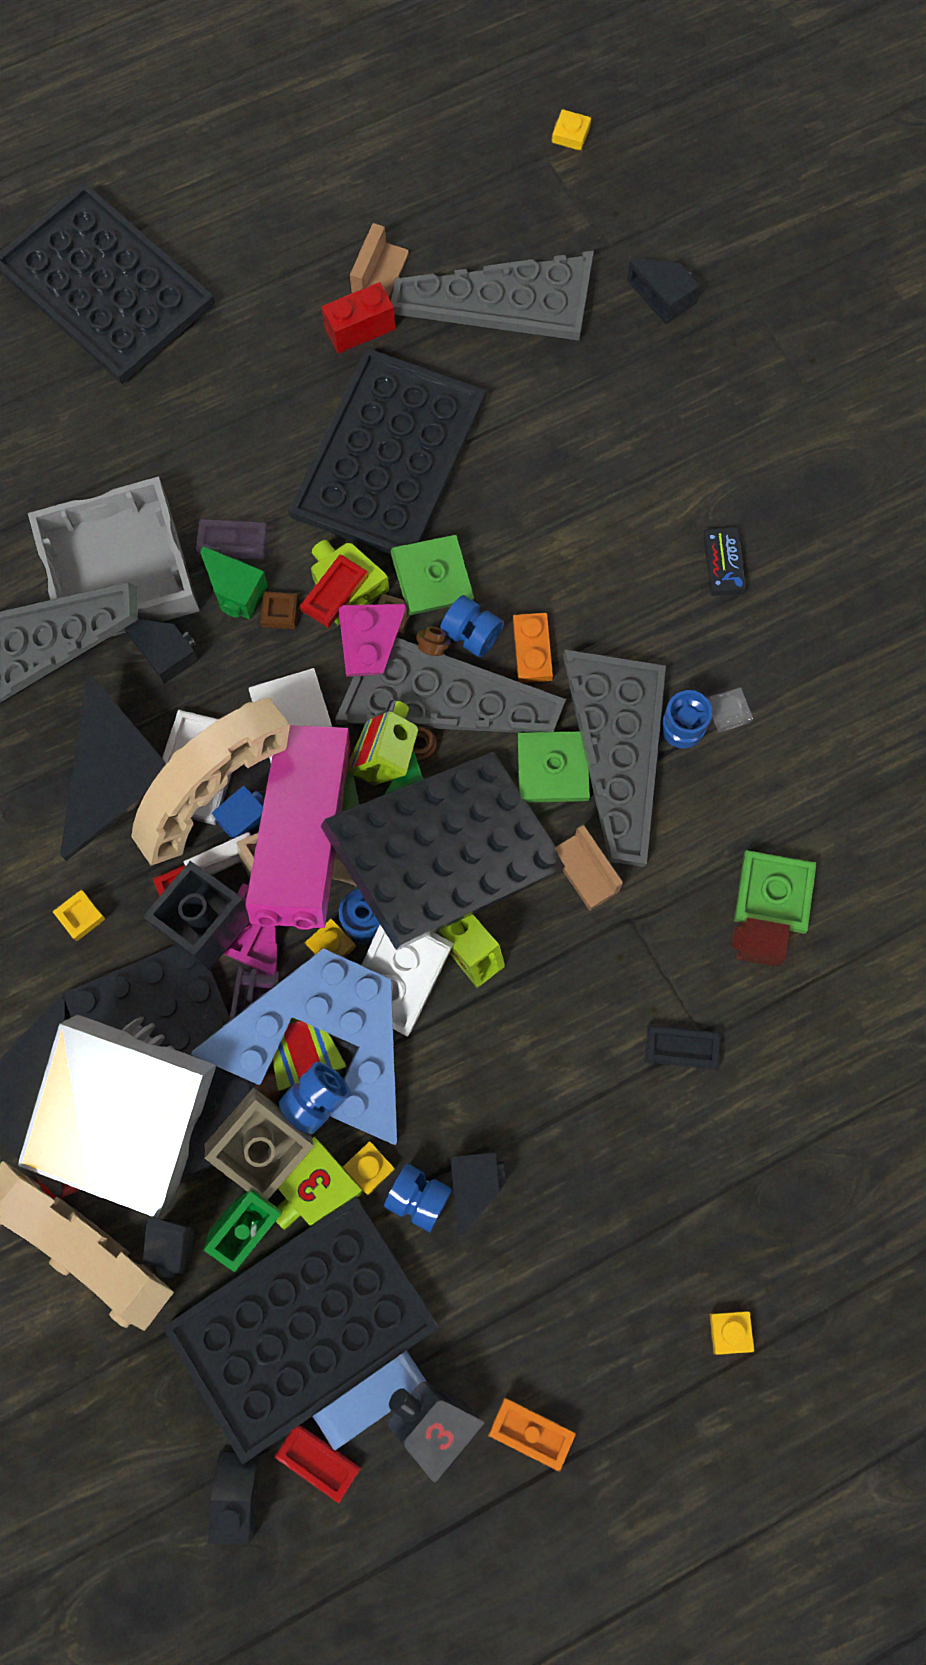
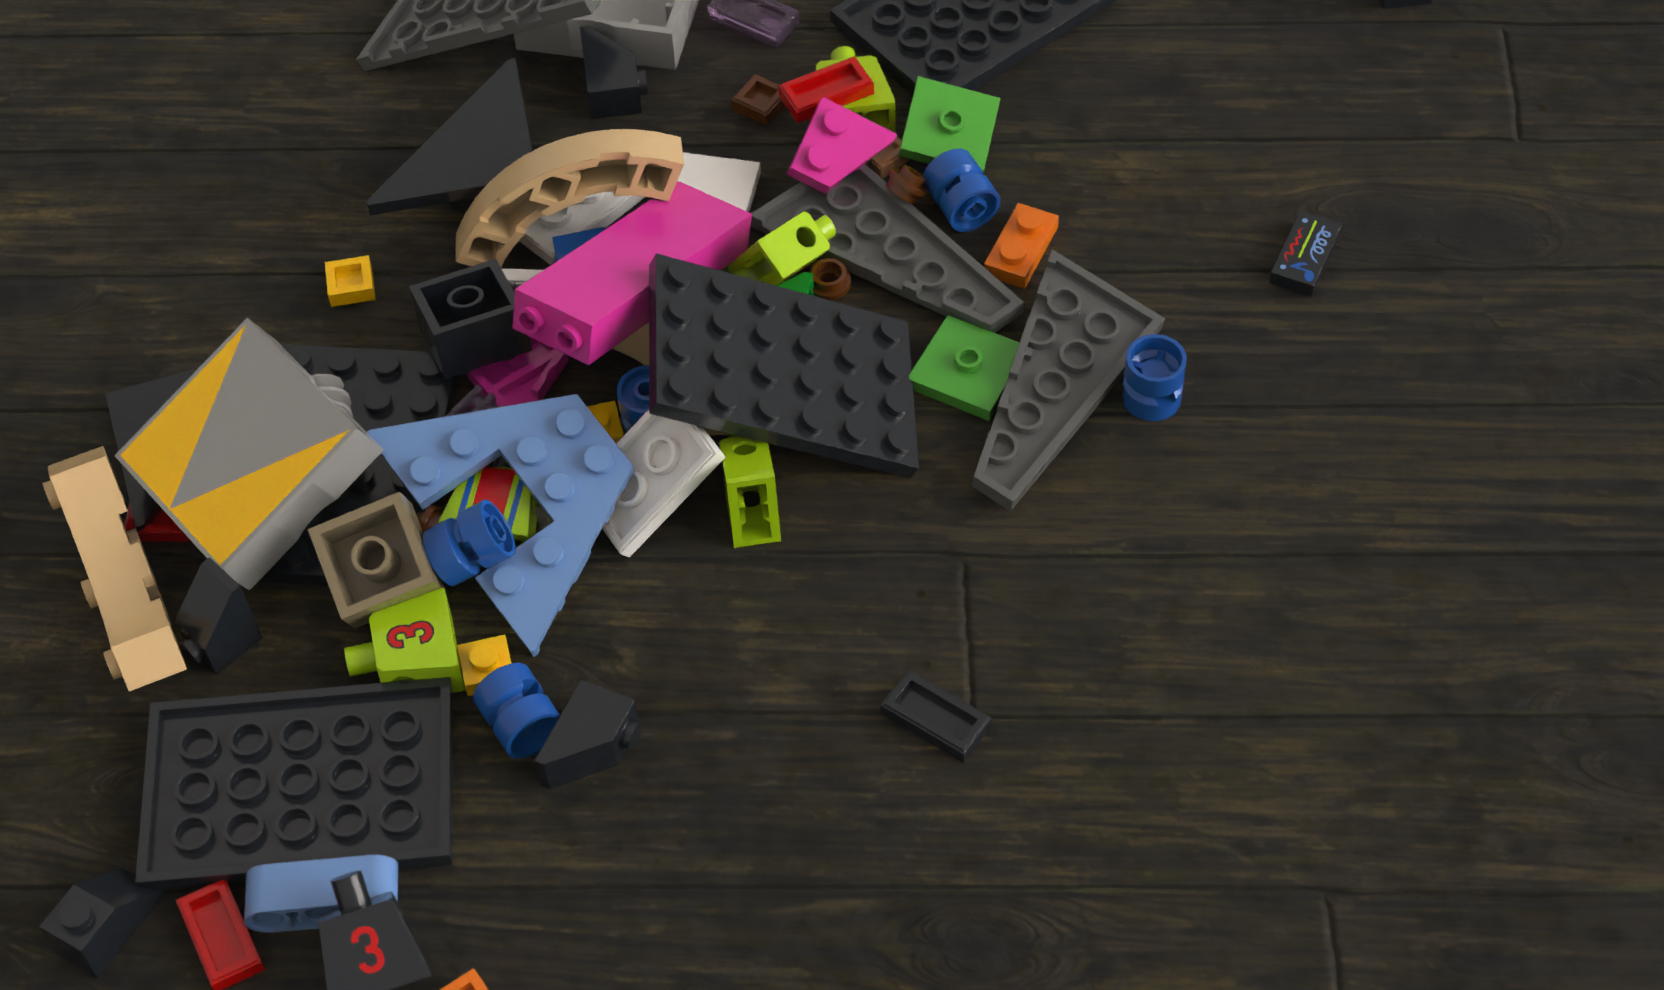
camera: 30 degrees right, 20 degrees down
(234, 583) = (727, 52): green slope -> none
(240, 1229) = (301, 636): green slope -> none
(588, 869) = (940, 482): medium nougat panel -> none
(730, 710) = (1218, 399): clear plate -> none
(761, 941) = (1102, 643): clear red brick -> none
(775, 890) = (1154, 602): bright green plate -> none

